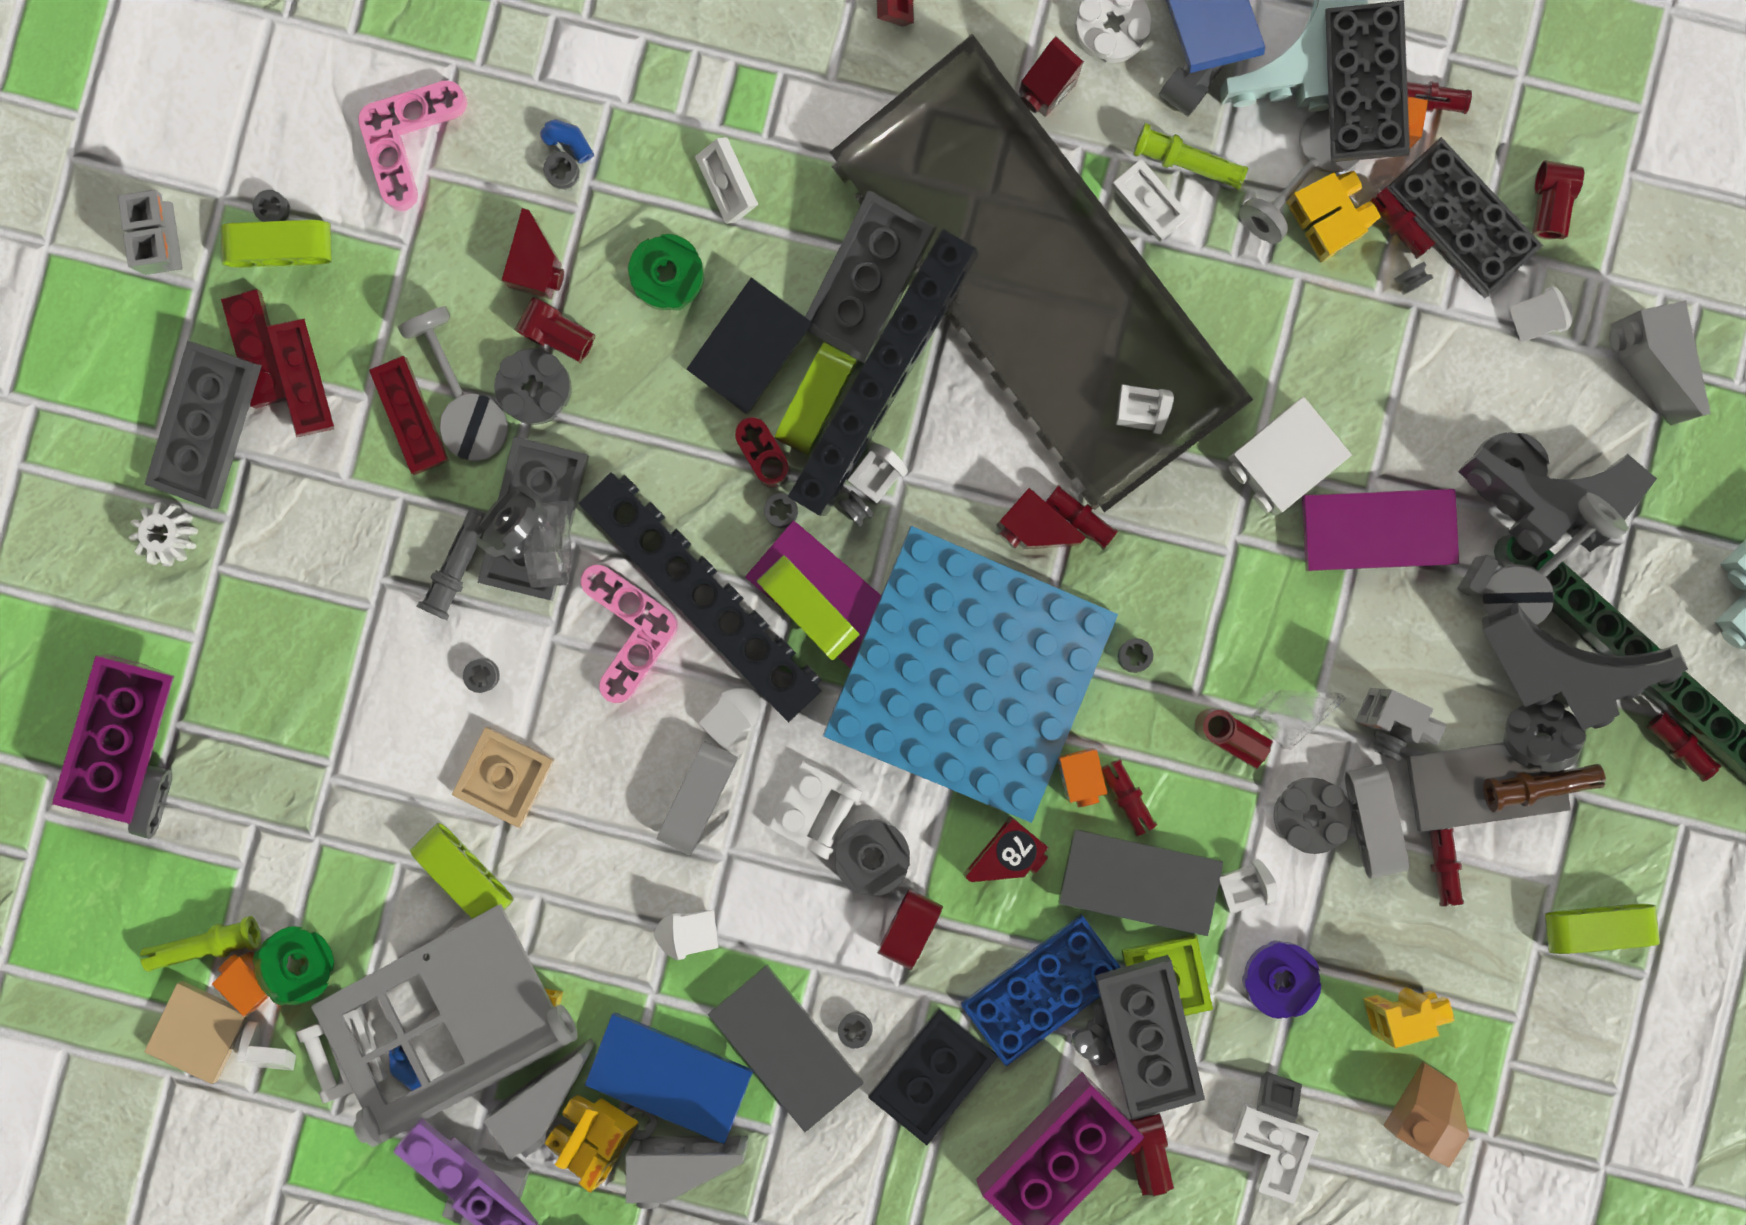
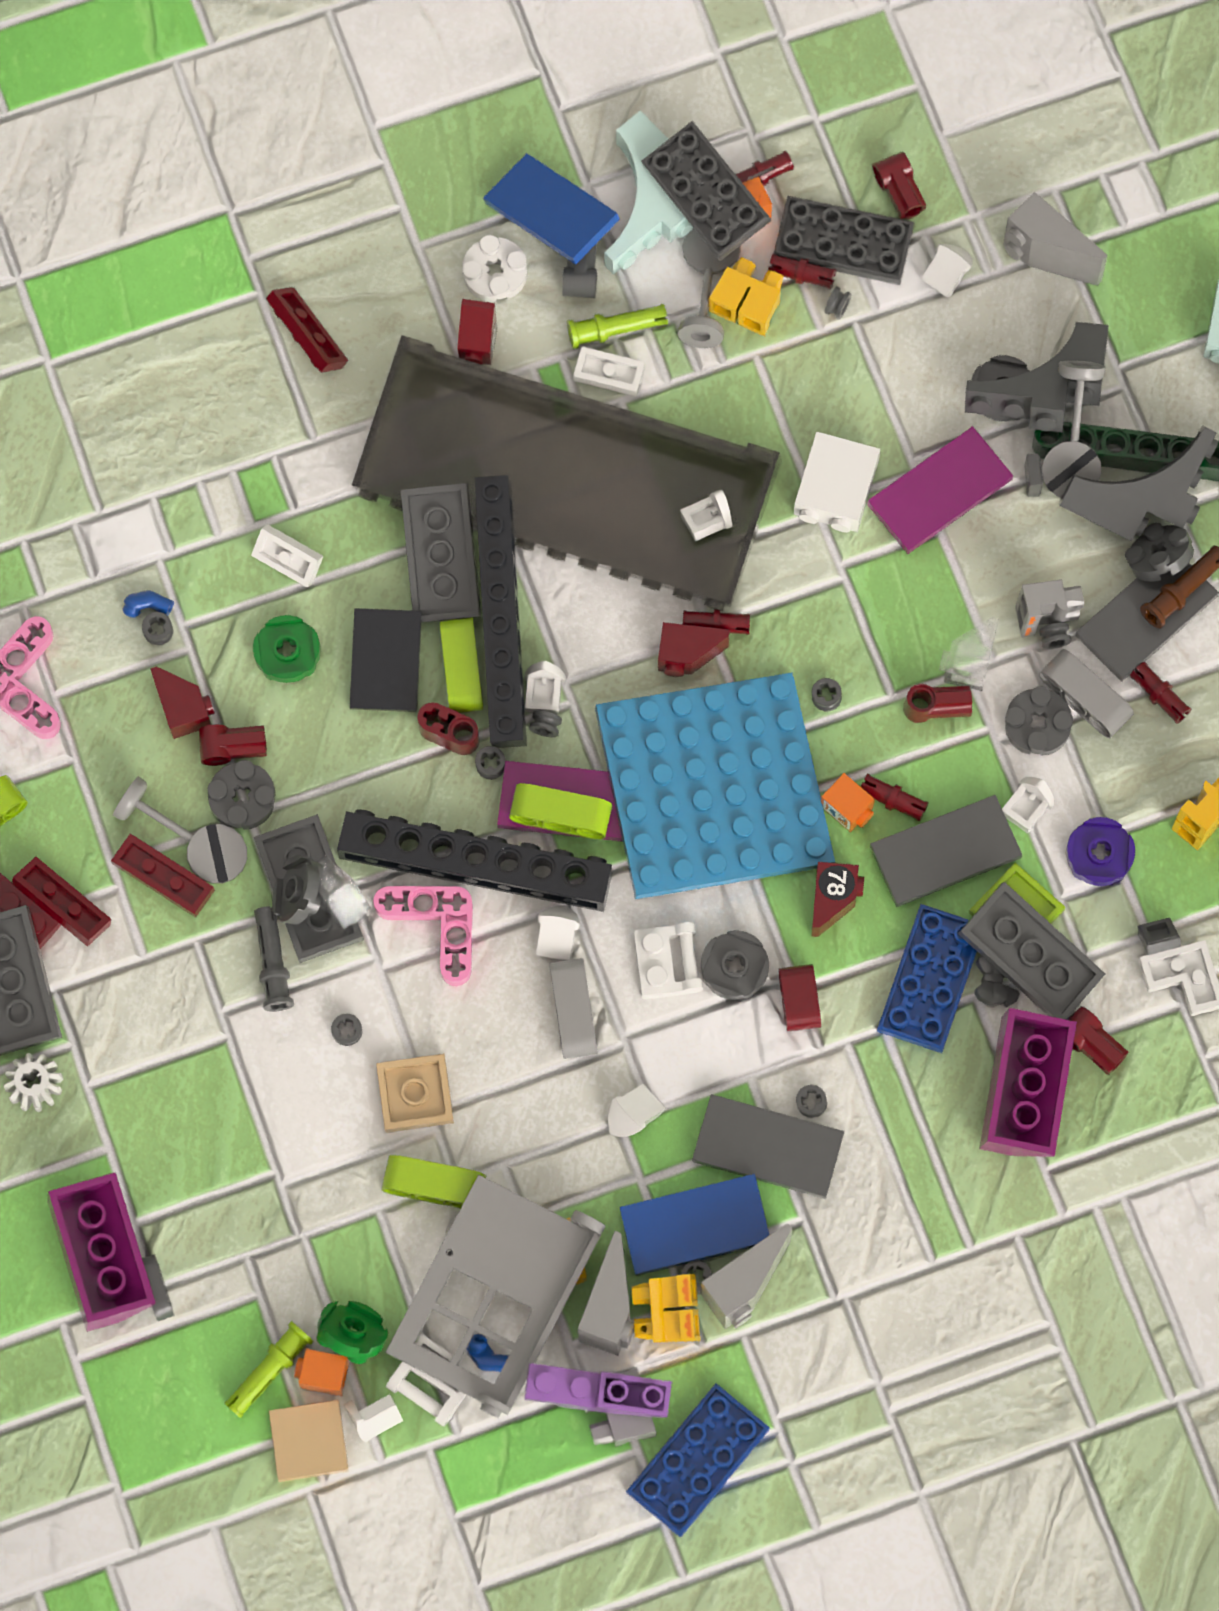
camera: 30 degrees left, 15 degrees down
(932, 1076) = (893, 1096): black tile -> none

